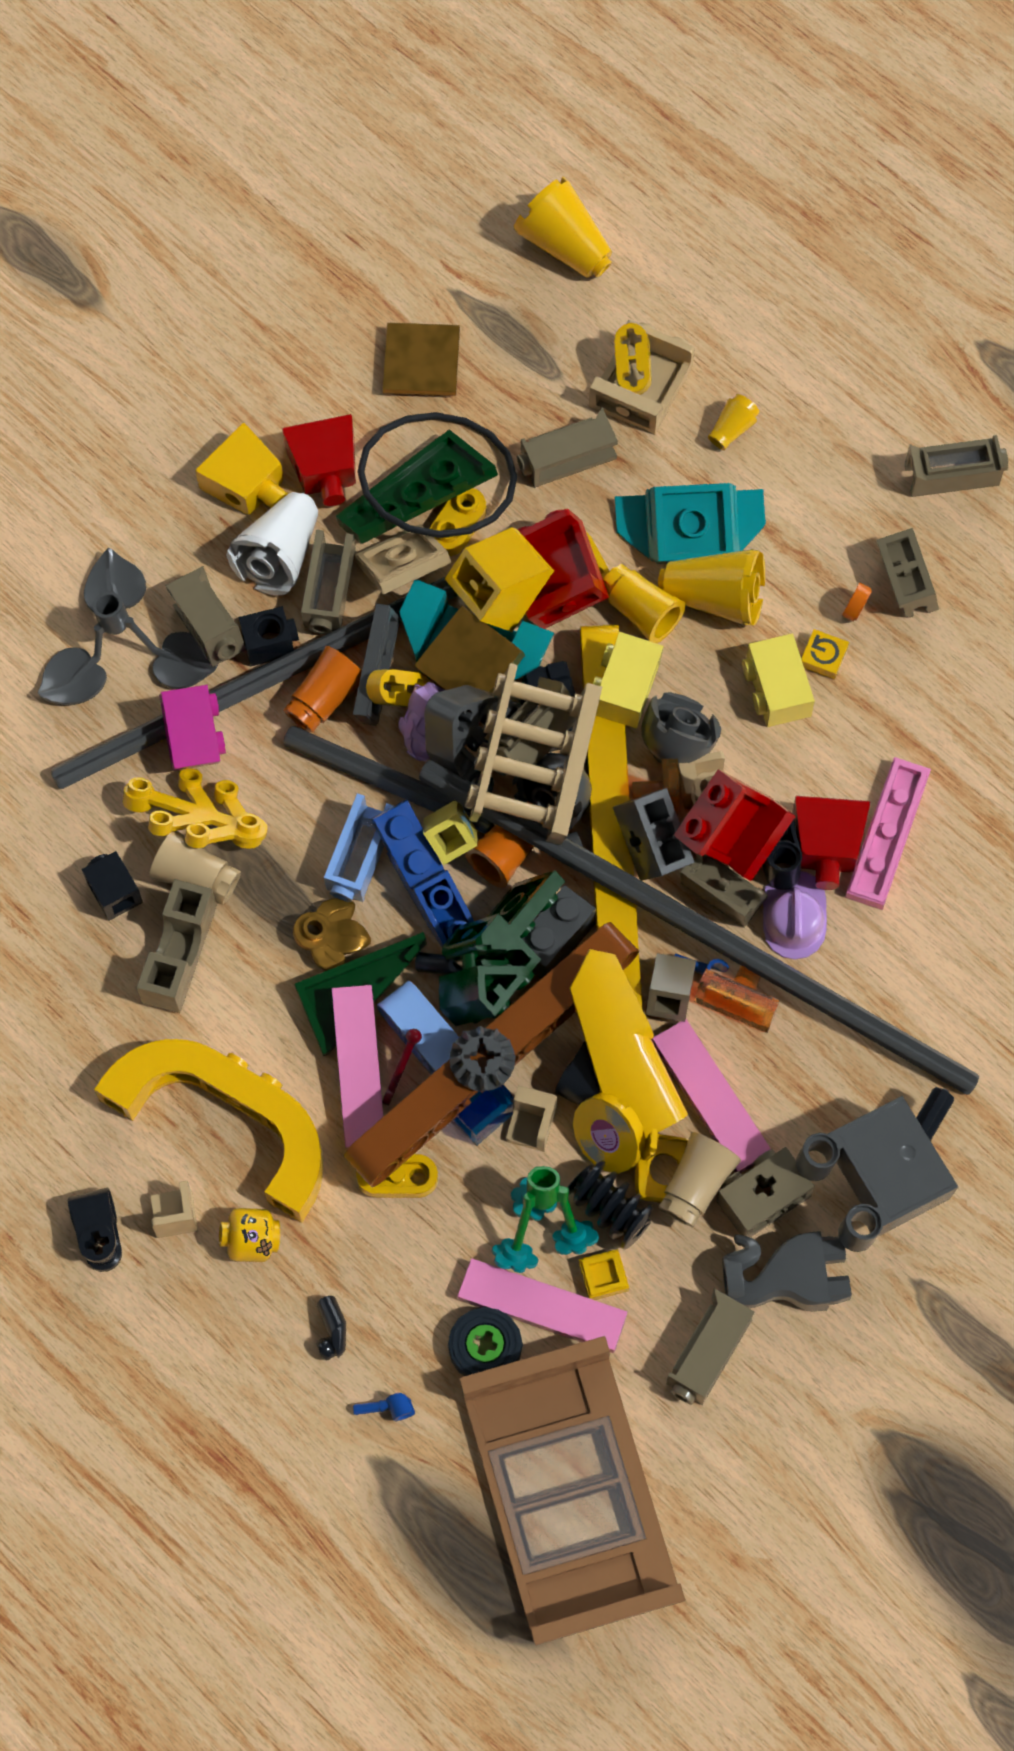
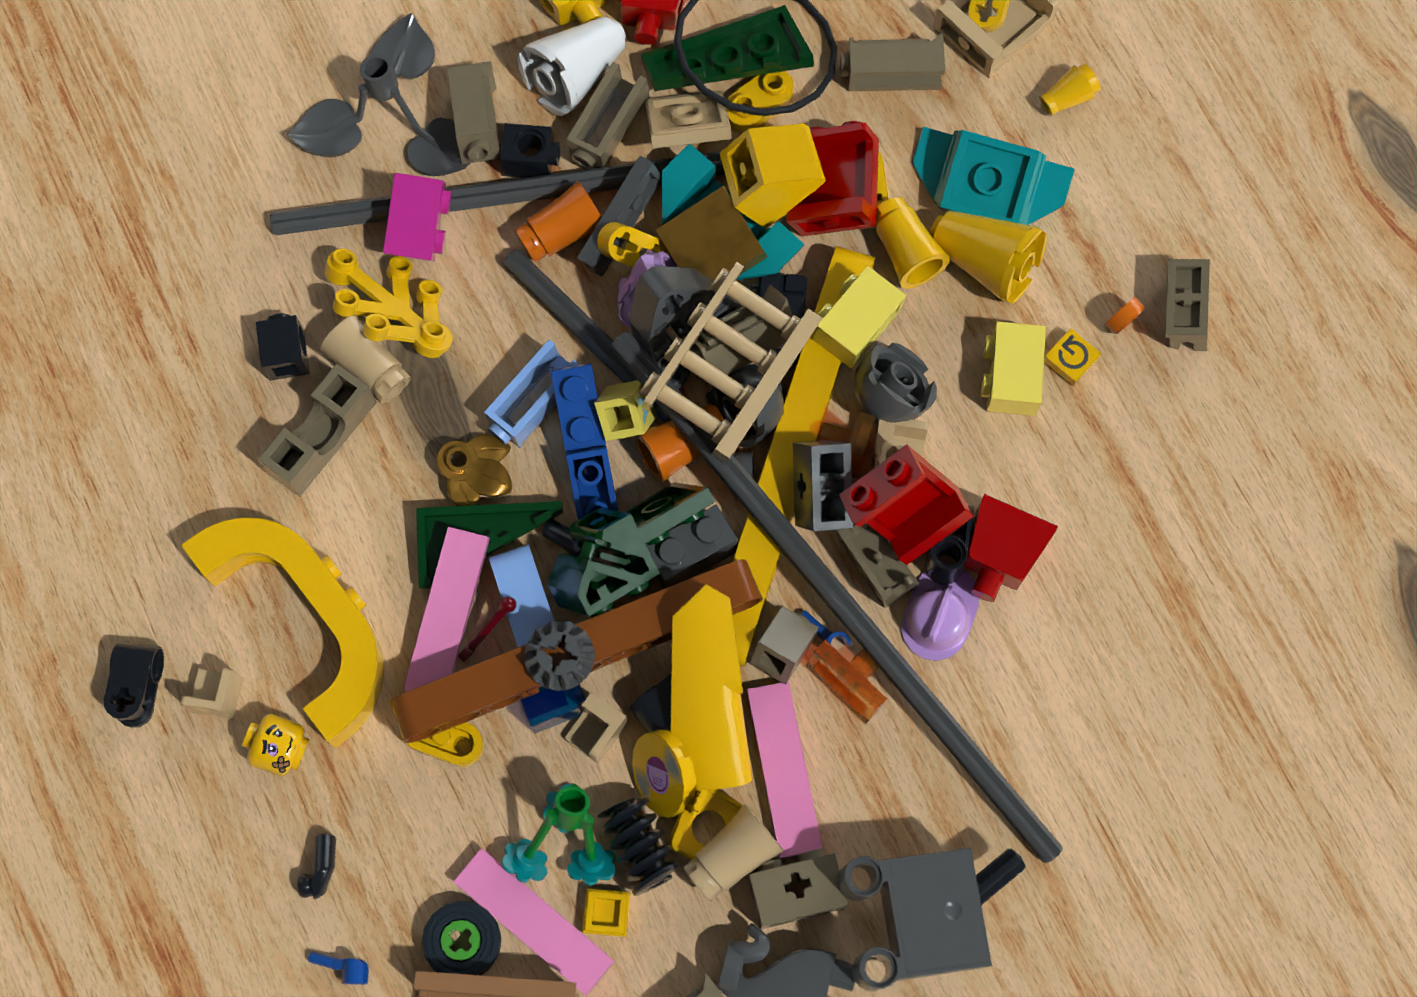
camera: 20 degrees right, 5 degrees up
(888, 833) = (1066, 563): bright pink tile -> none
(956, 466) = (1280, 210): dark tan window -> none

